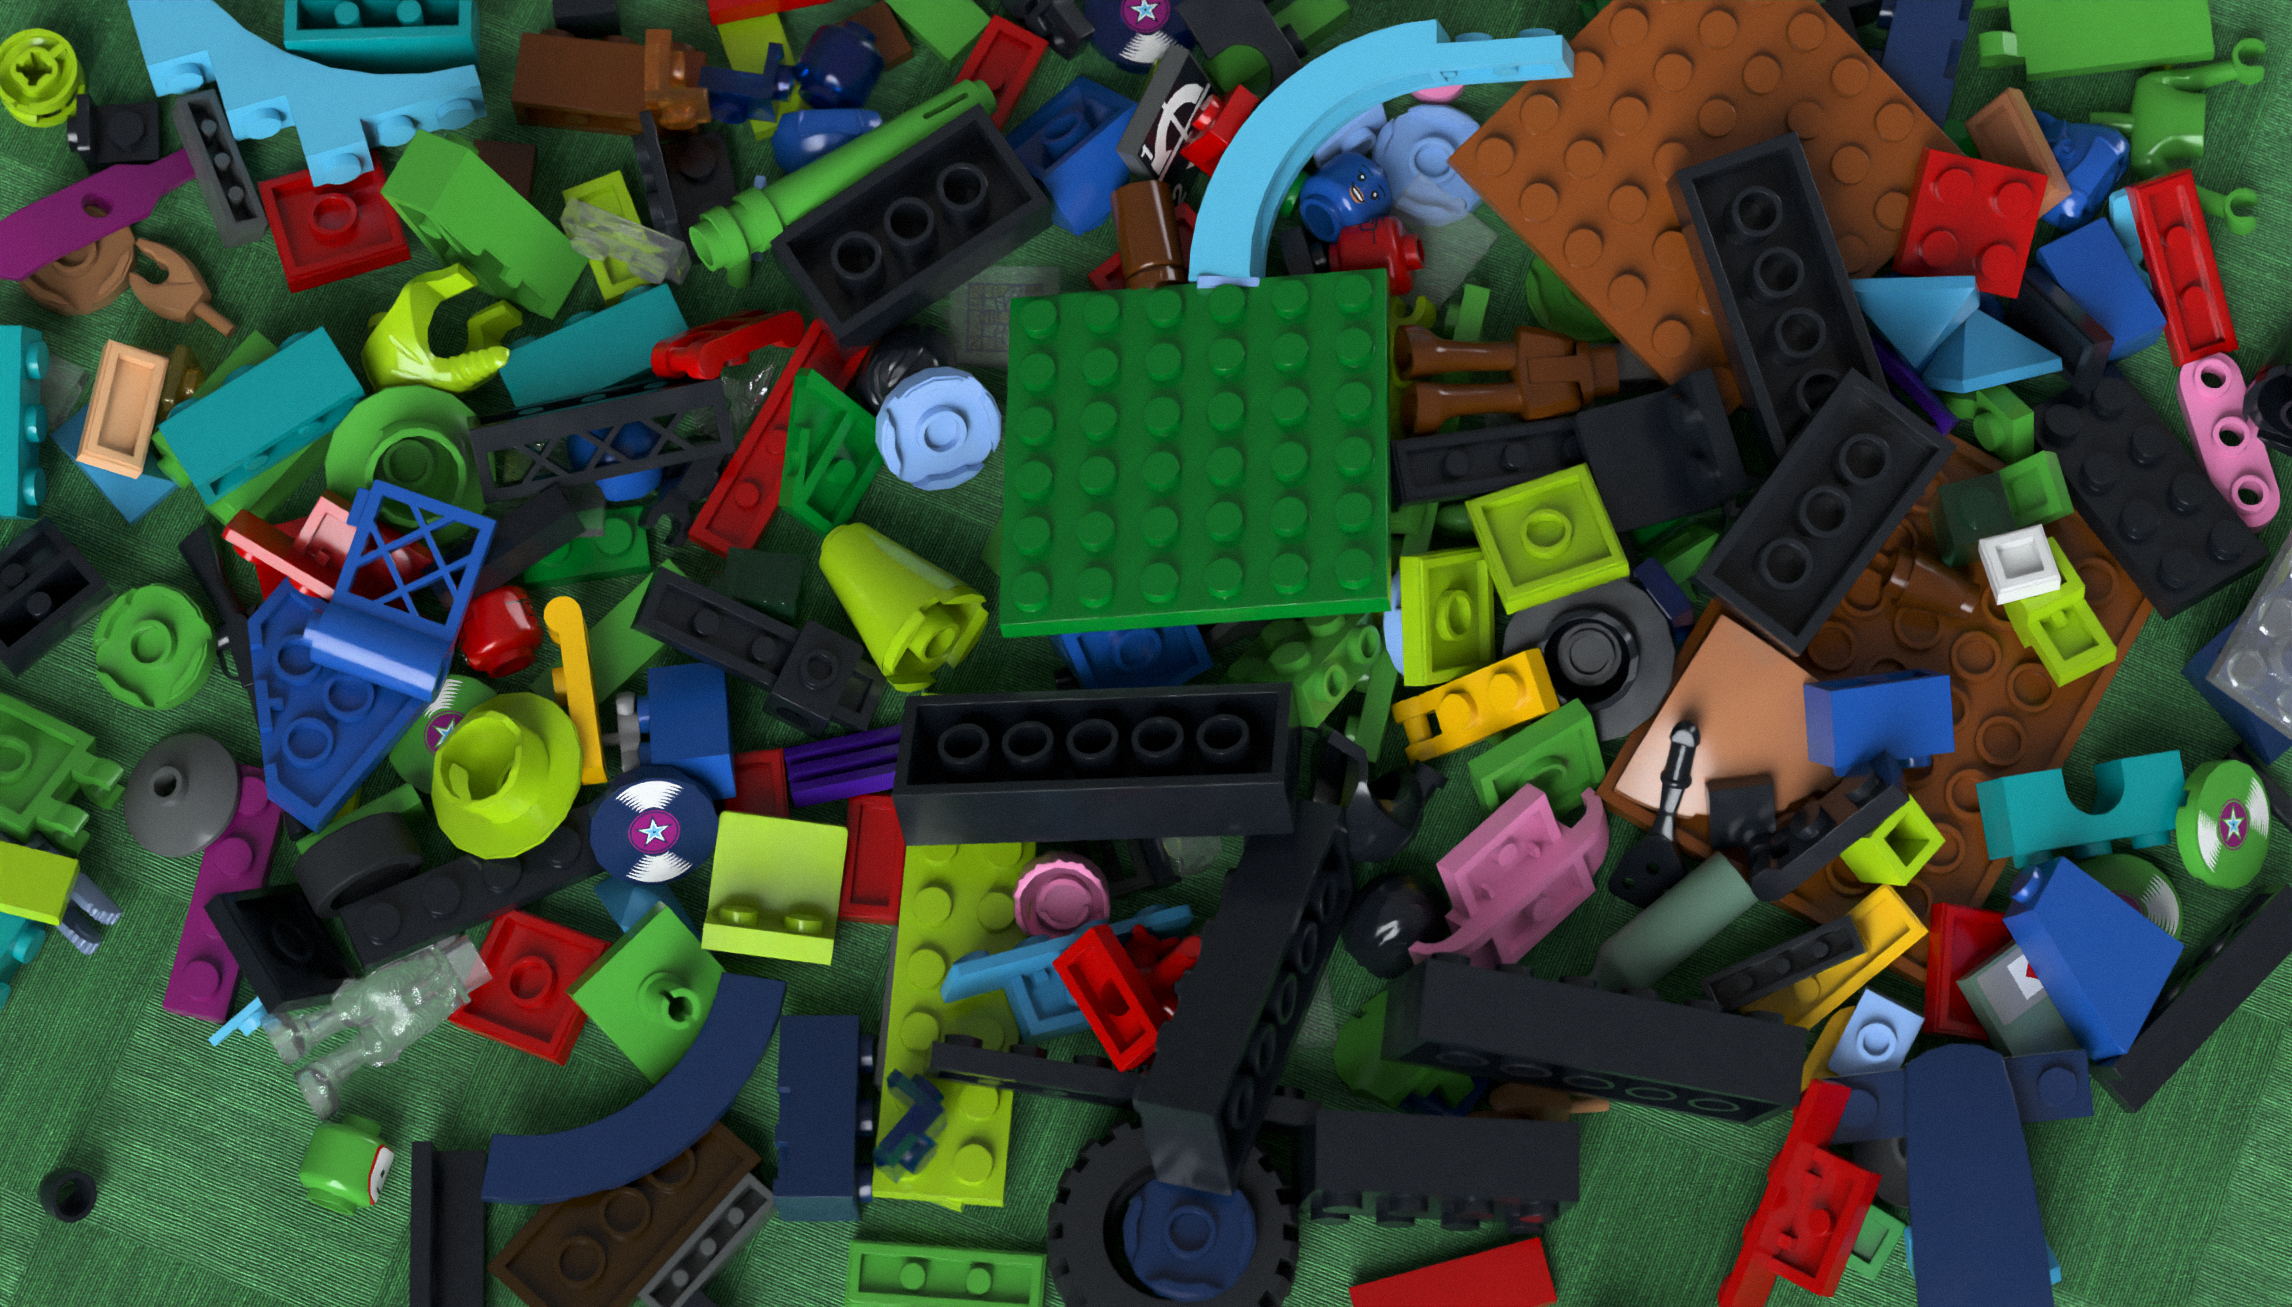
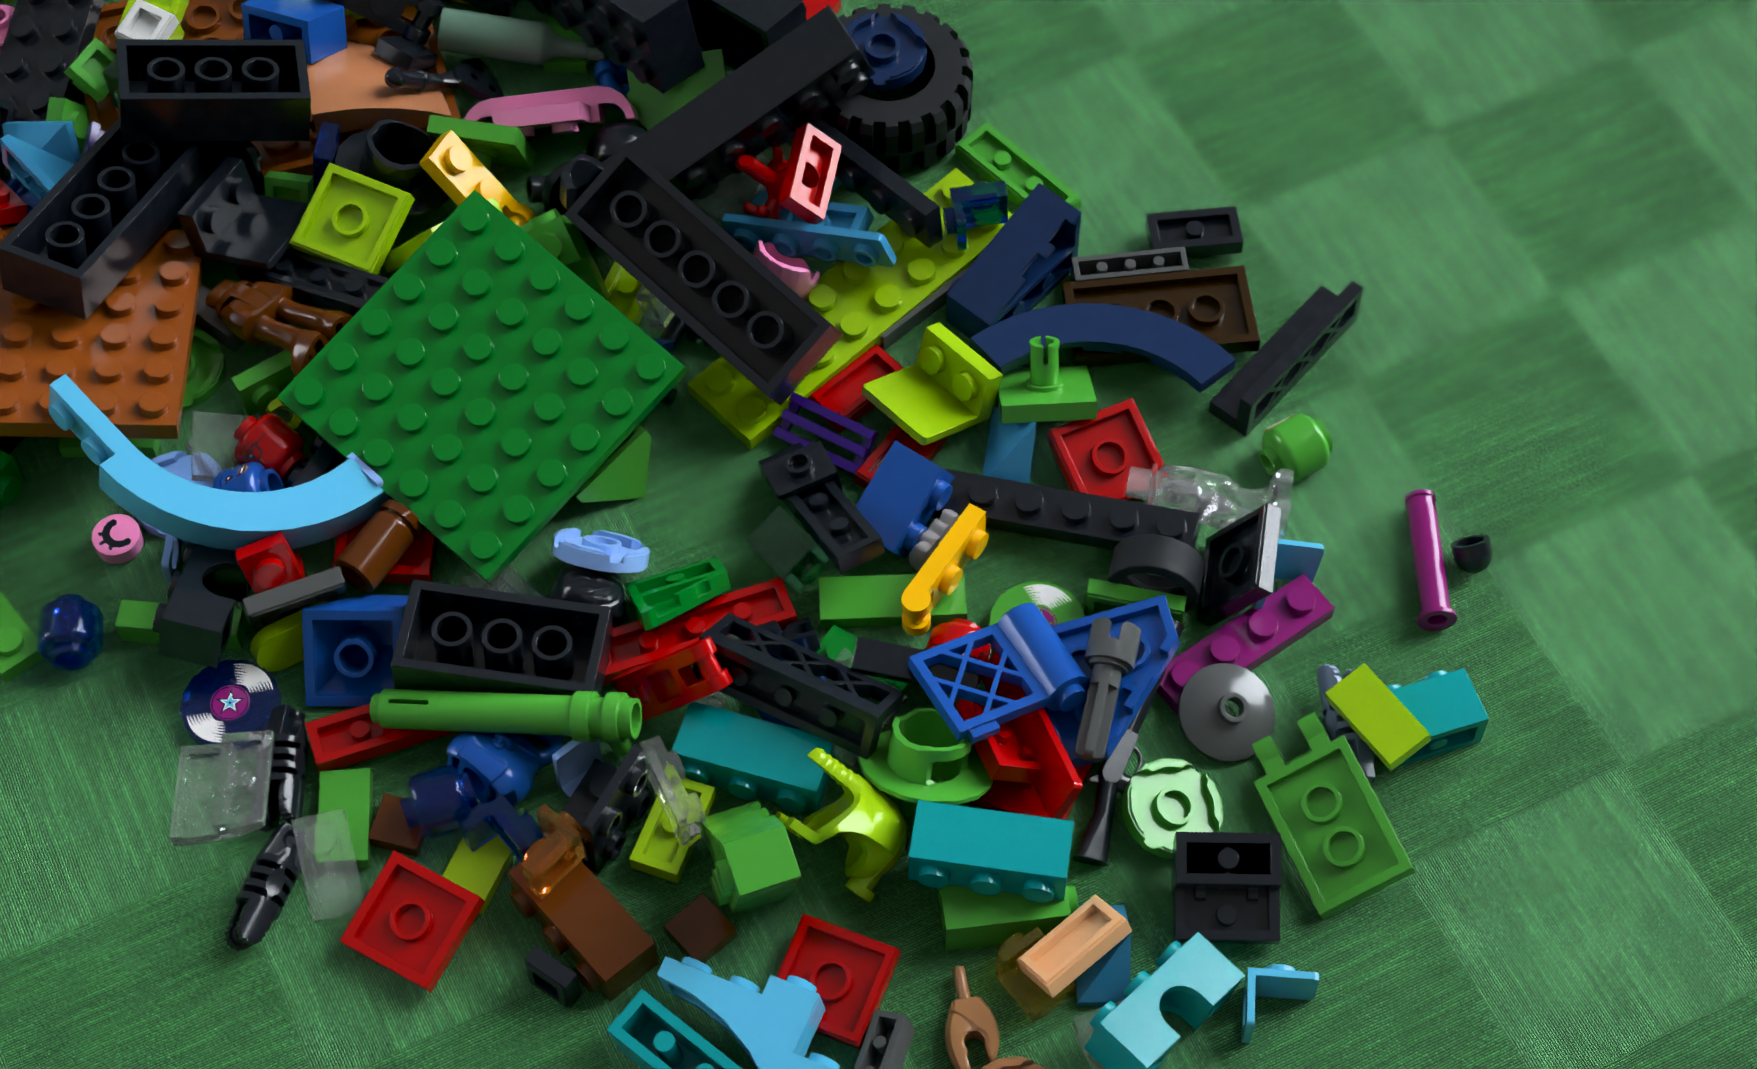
camera: 140 degrees left, 15 degrees down
(106, 1148) = (1429, 562): none -> magenta pin
(304, 692) = (1110, 661): none -> dark grey piece
(507, 775) = (1027, 546): lime helmet -> none
(652, 825) = (969, 458): dark blue tile -> none
(901, 605) = (717, 480): lime cone -> none

